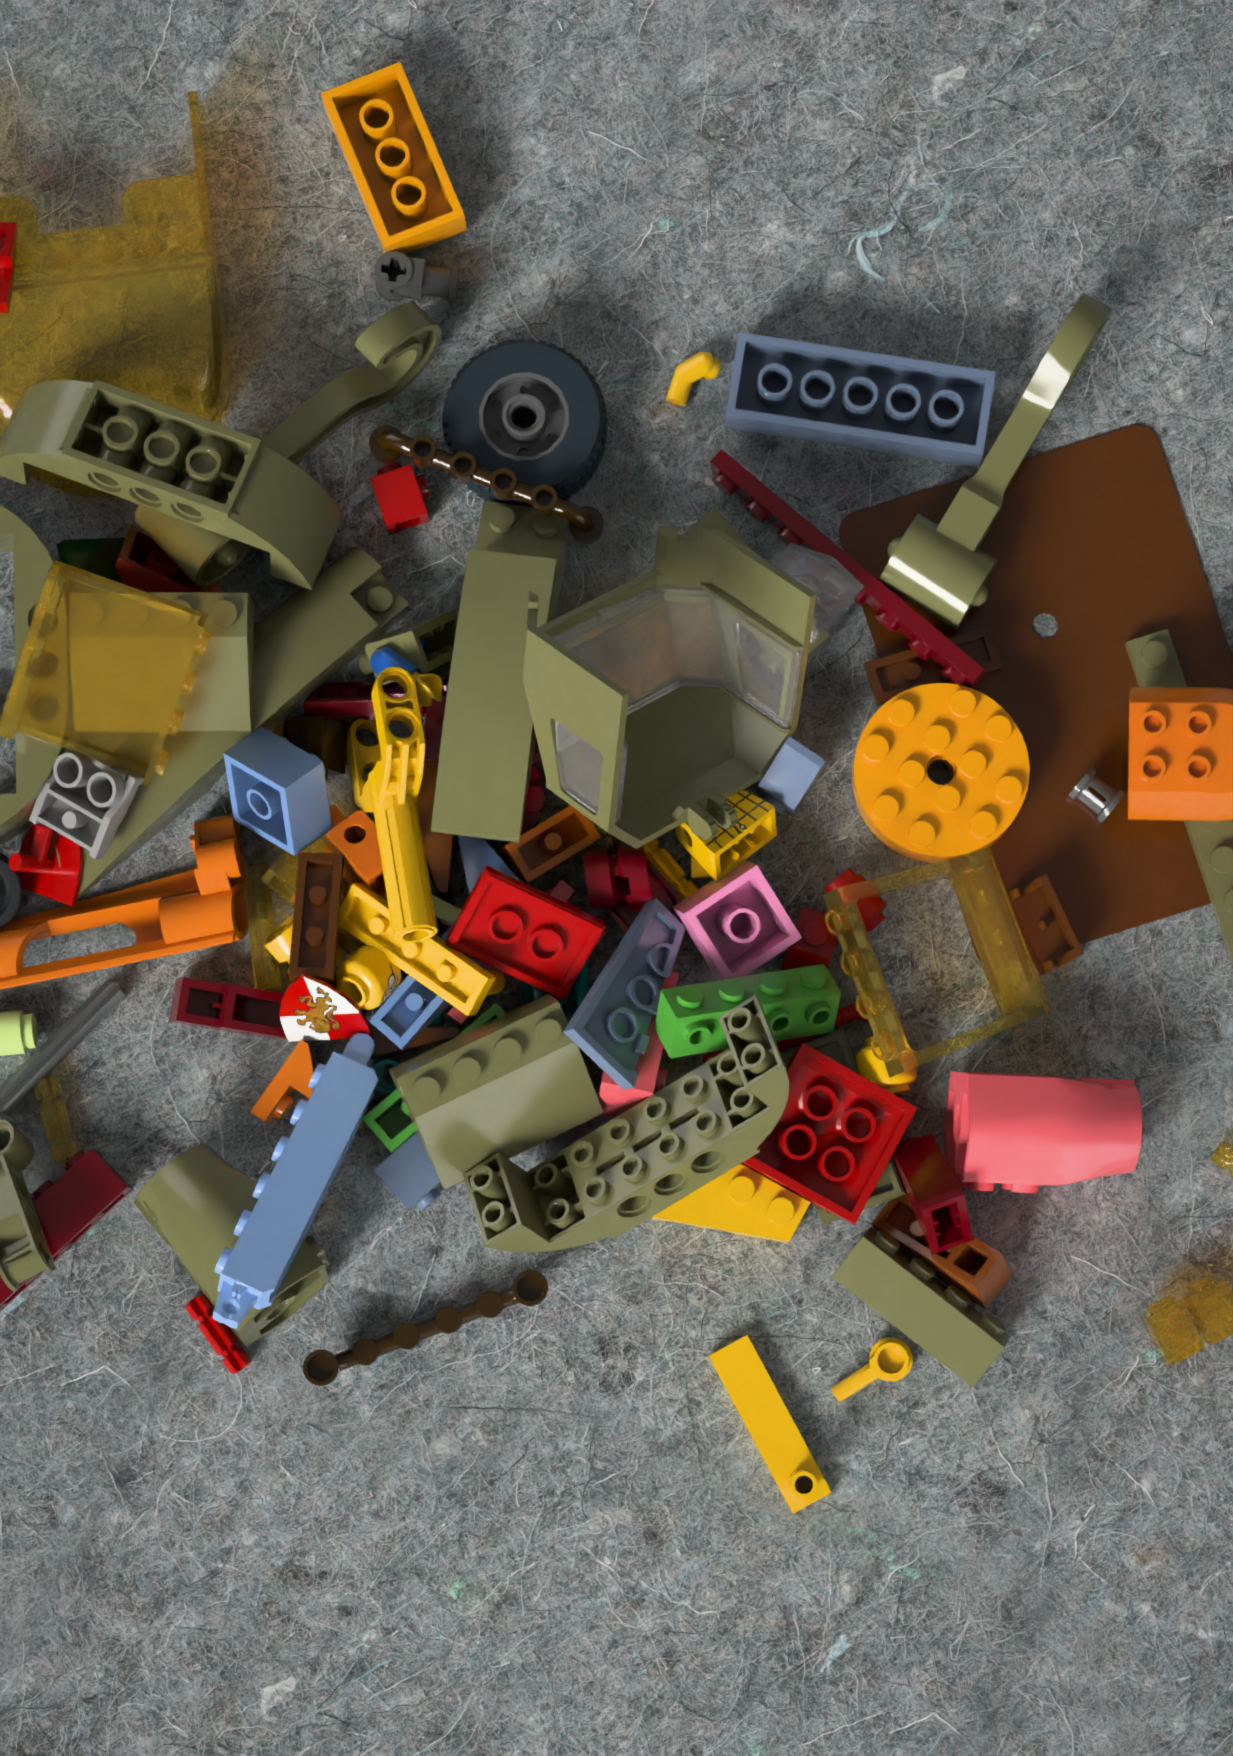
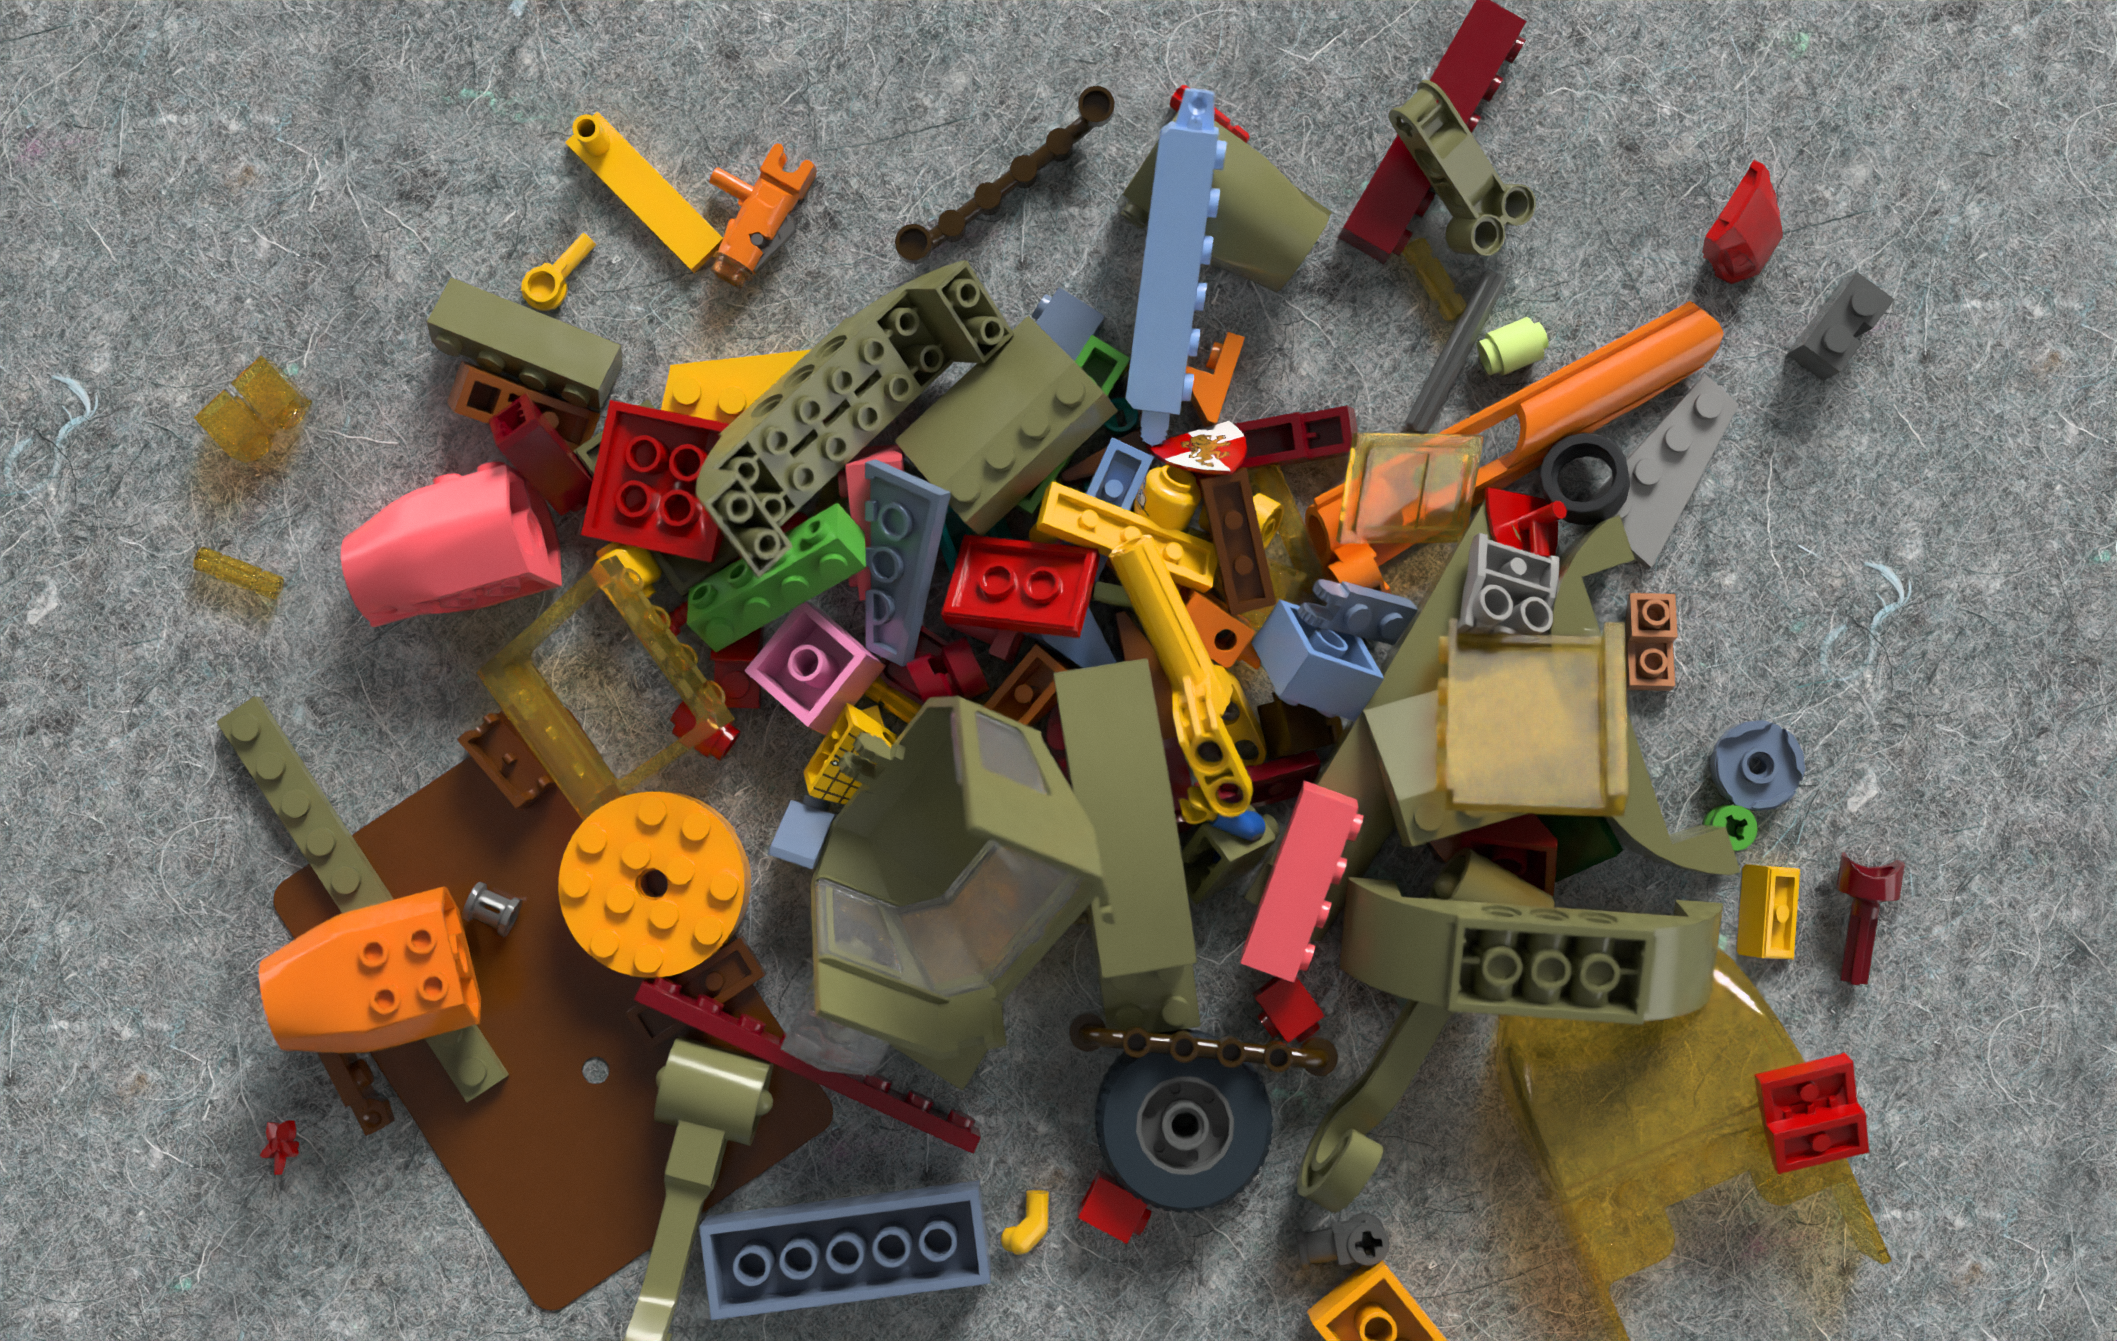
camera: 155 degrees right, 5 degrees up
(144, 924) = (1409, 487): none -> clear yellow piece
(226, 825) = (1359, 611): none -> sand blue hinge
(355, 598) = (1300, 880): none -> coral brick
(612, 367) = (1113, 1208): none -> red brick
(666, 1361) = (764, 216): none -> orange piece

